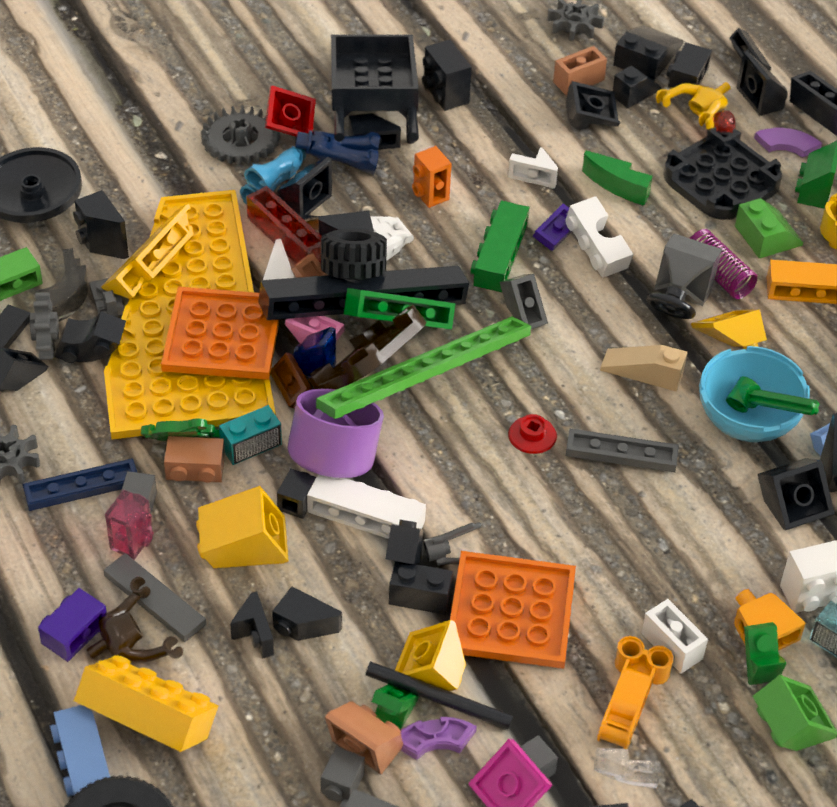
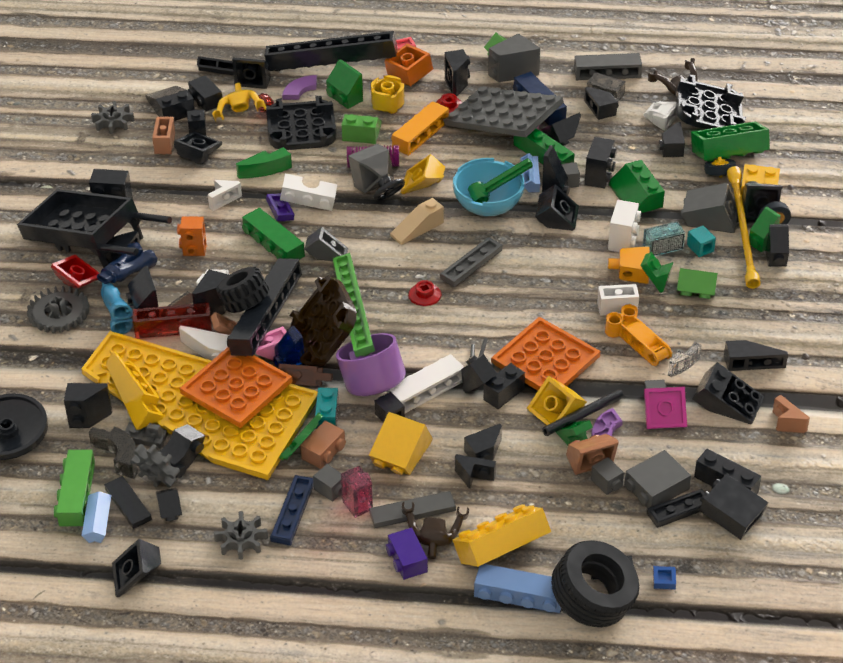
camera: 55 degrees left, 5 degrees down
(387, 306) = (294, 296): green brick -> none

